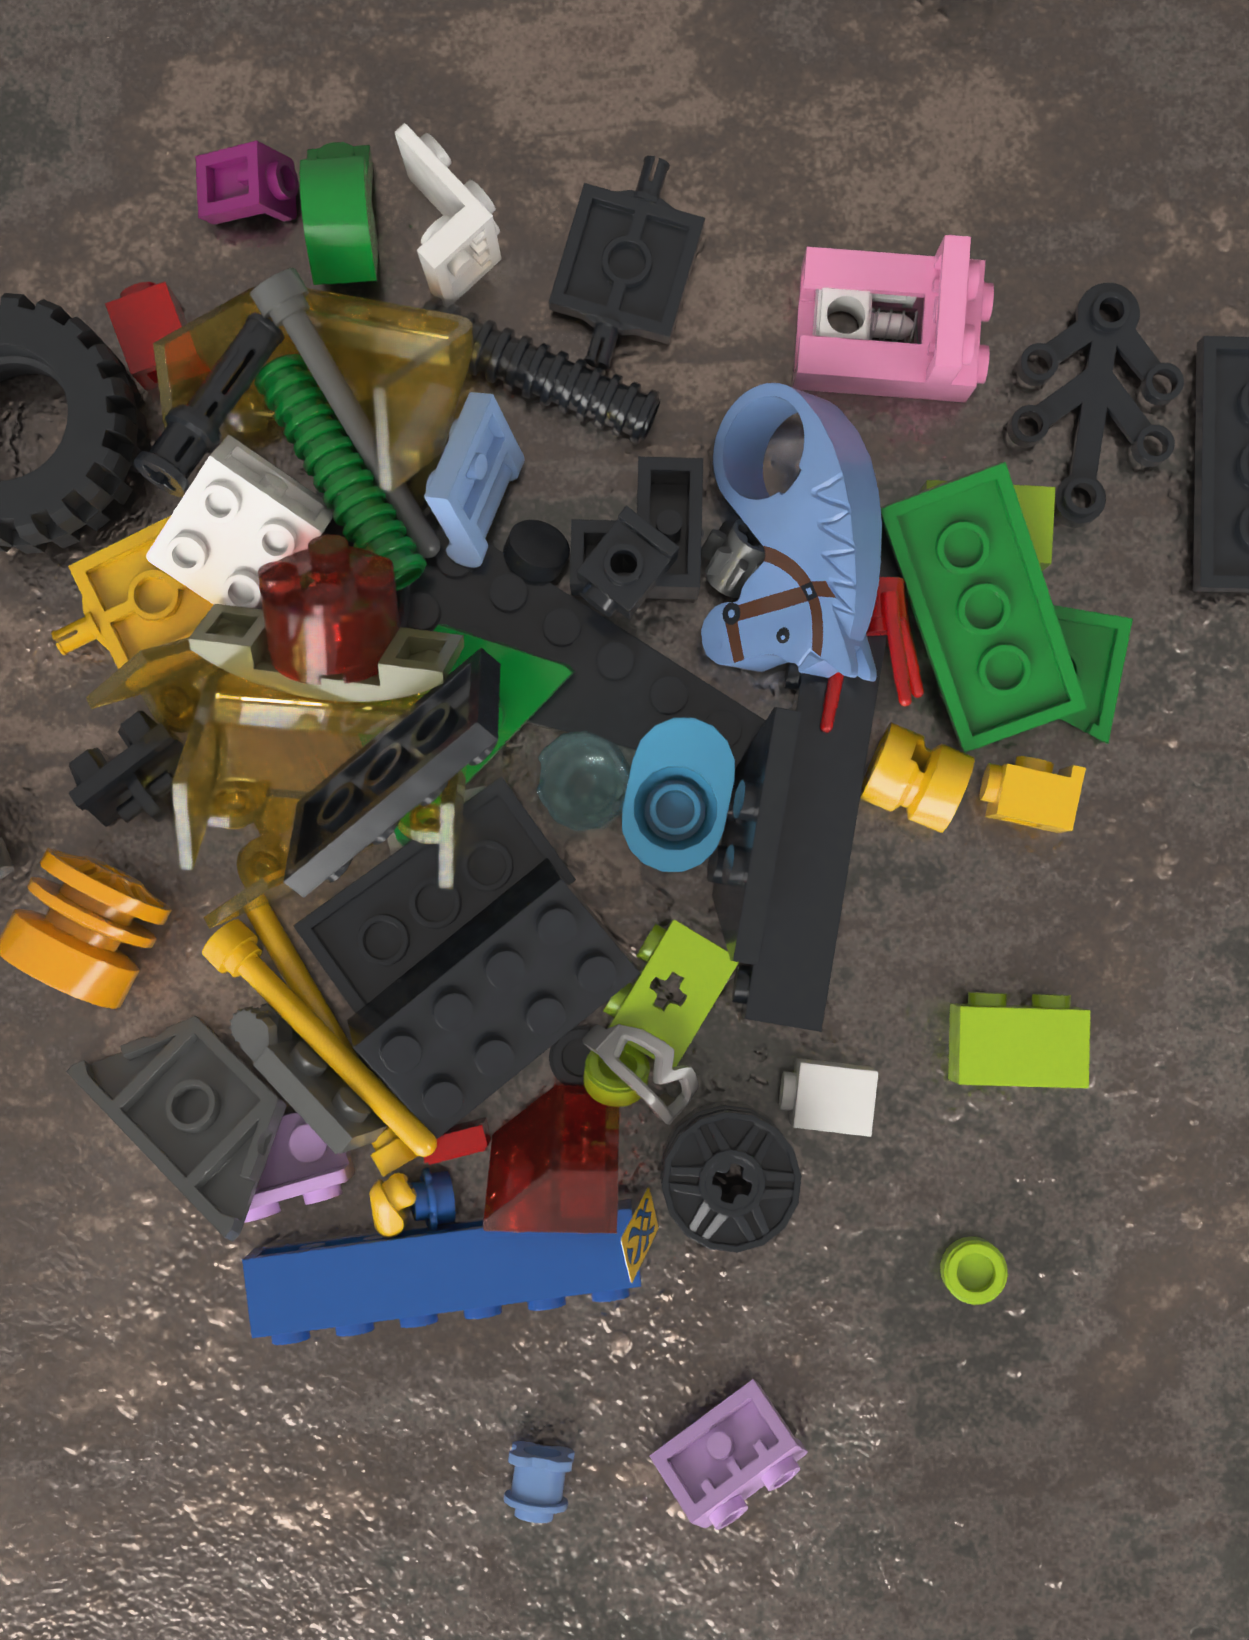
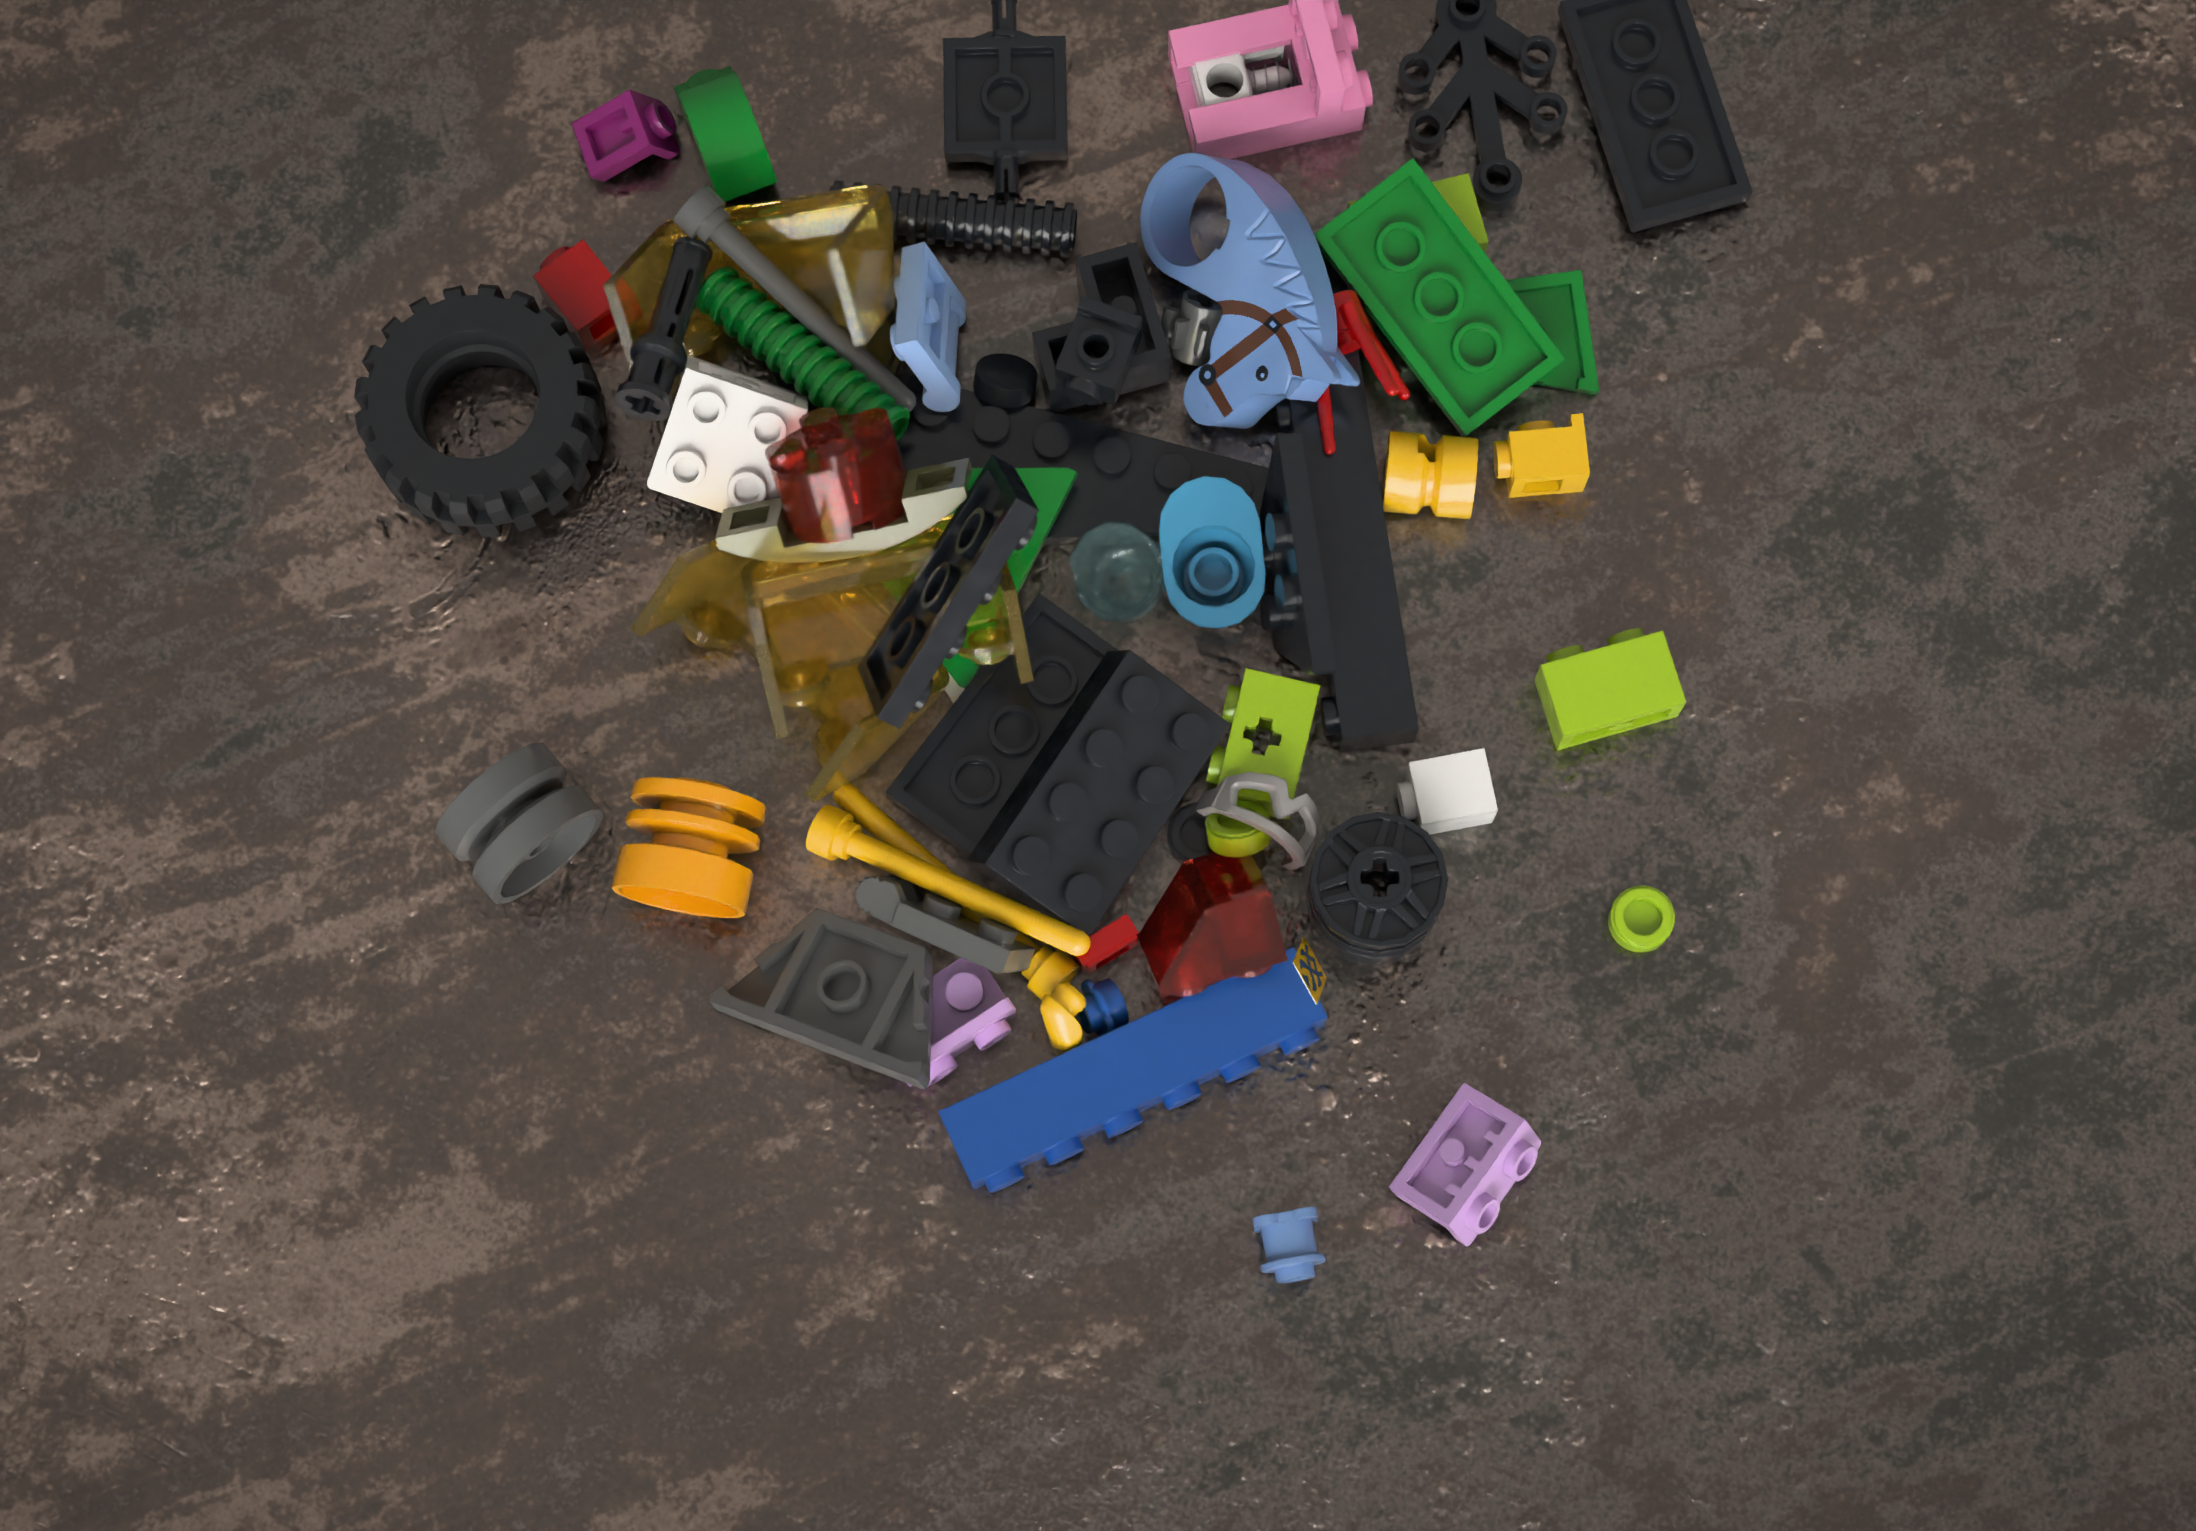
camera: 15 degrees left, 10 degrees down
(130, 600) = (637, 536): yellow plate -> none
(133, 778) = (690, 701): black hips -> none
(464, 240) = (844, 94): white bracket -> none

